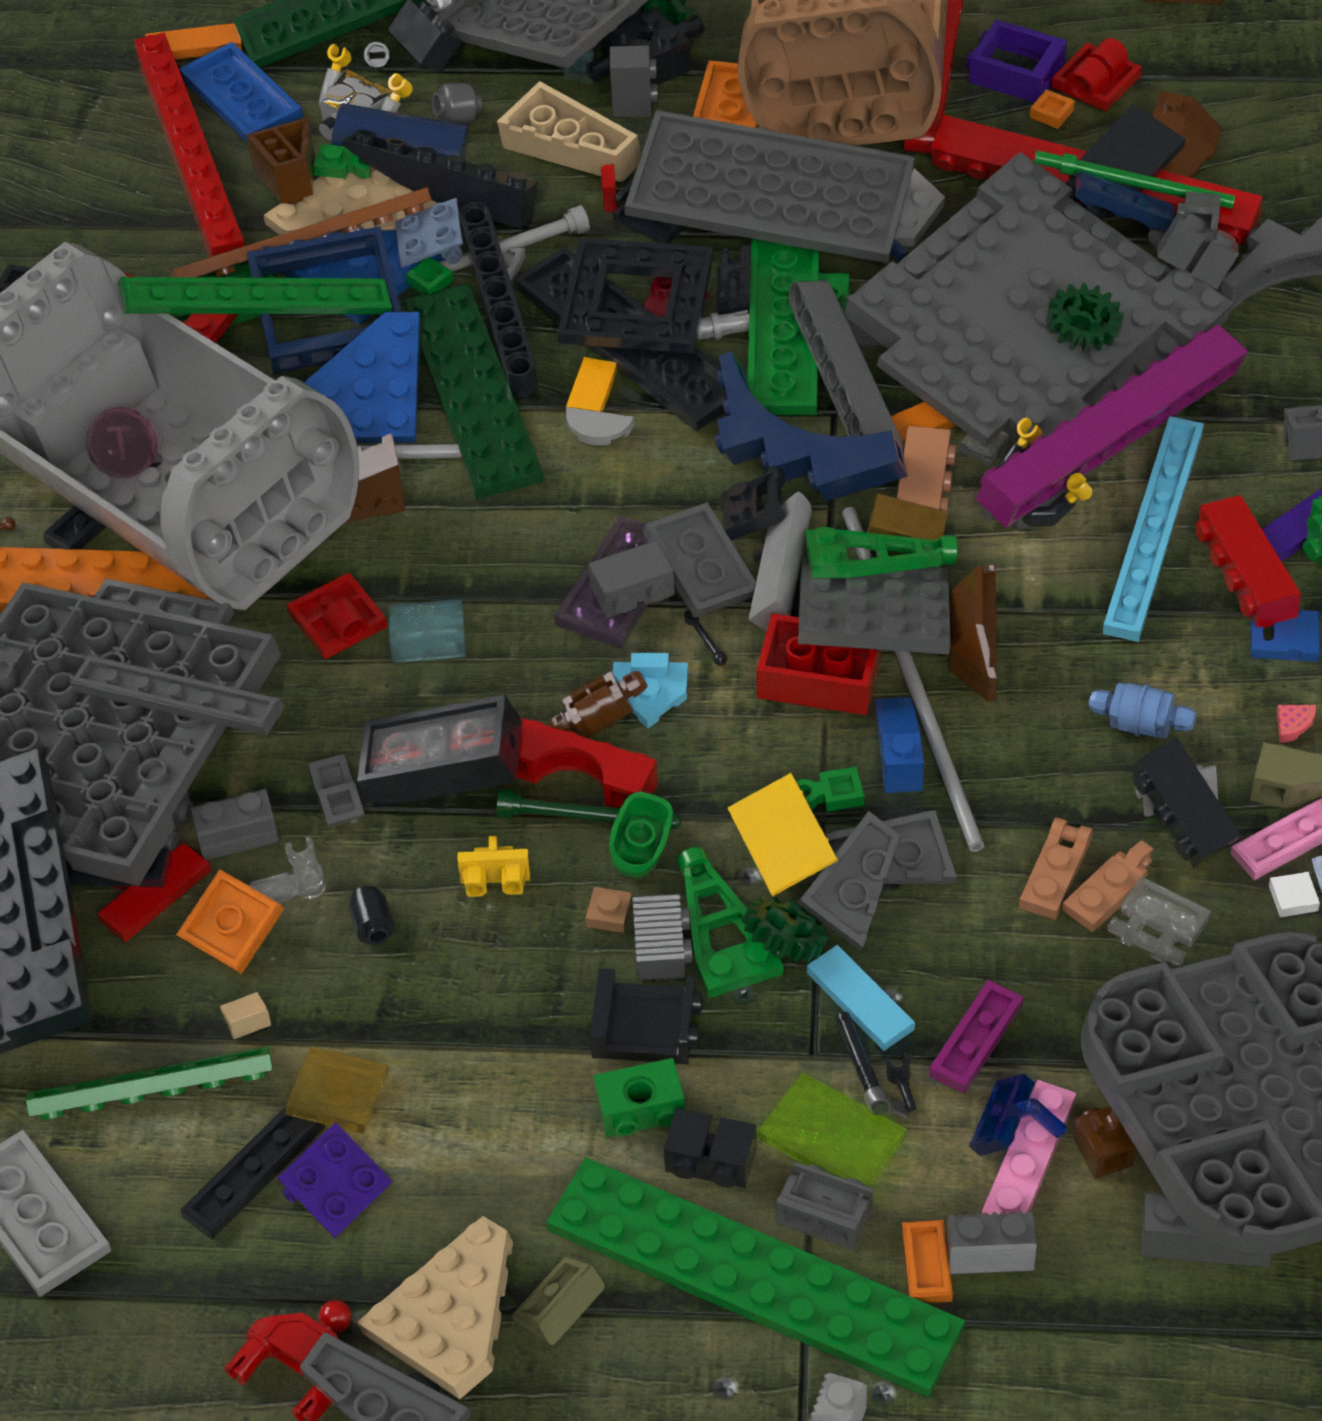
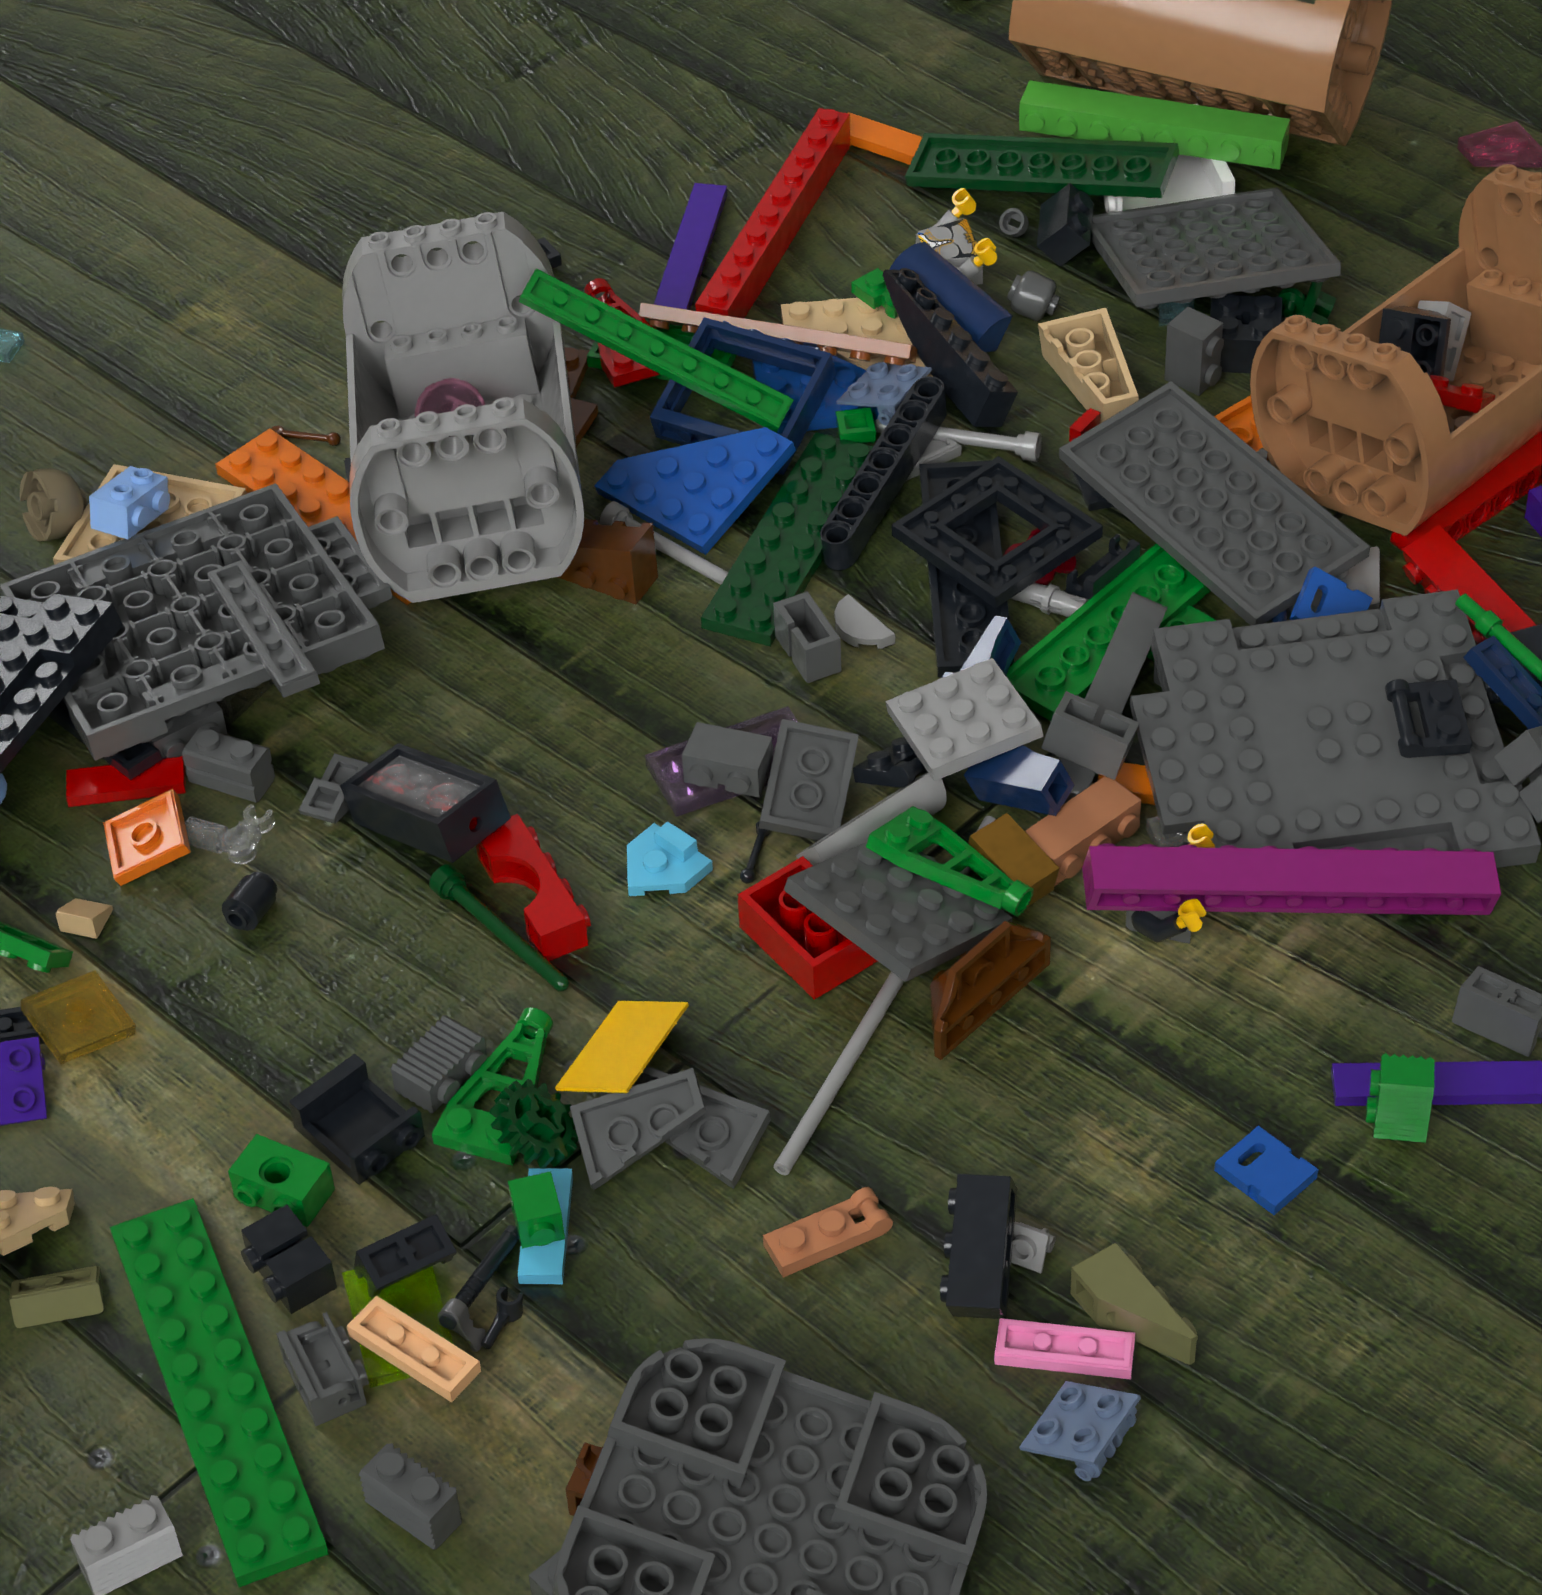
camera: 40 degrees right, 5 degrees down
(136, 210) = (691, 246): none -> dark purple tile
(239, 91) = (870, 198): blue plate -> none
(284, 160) = (831, 263): reddish brown wedge -> none
(337, 615) = (485, 653): red plate -> none
(427, 630) = (537, 706): clear light blue hinge -> none
(494, 865) = (381, 921): yellow hips -> none
(582, 453) = (807, 637): none -> dark grey piece
(593, 385) = (892, 590): light orange tile -> none
(599, 703) = (596, 846): reddish brown piece -> none
(608, 909) = (427, 1012): medium nougat plate -> none
(640, 834) = (508, 970): green piece -> none
(783, 443) = (964, 719): none -> light grey plate
(805, 1084) = (403, 1254): none -> black hinge
(835, 789) = (712, 1044): green plate -> none
(858, 987) = (536, 1210): none -> green brick
(880, 1142) = (414, 1348): none -> light nougat plate
(895, 407) = (1079, 741): none -> dark grey piece
(899, 745) = (807, 1038): blue slope -> none
(922, 214) = (1334, 599): none -> blue piece
(927, 1261) = (340, 1489): orange tile -> none
(976, 1036) = (597, 1322): magenta plate -> none
(1003, 1112) = (552, 1399): clear blue plate -> none
(1029, 1154) = (528, 1453): bright pink plate -> none
(1084, 317) = (1378, 778): dark green gear -> none
(1098, 248) = (1440, 715): none -> black plate
(1108, 887) = (856, 1279): nougat hinge -> none
(1142, 710) = (1045, 1147): medium blue piece -> none
(1153, 529) = (1243, 999): medium azure plate -> none
(1163, 911) = (874, 1333): clear plate -> none
(1248, 562) = (1292, 1081): red brick -> none
(1294, 720) = (1185, 1249): coral tile -> none
(1294, 894) = (1010, 1399): white tile -> none

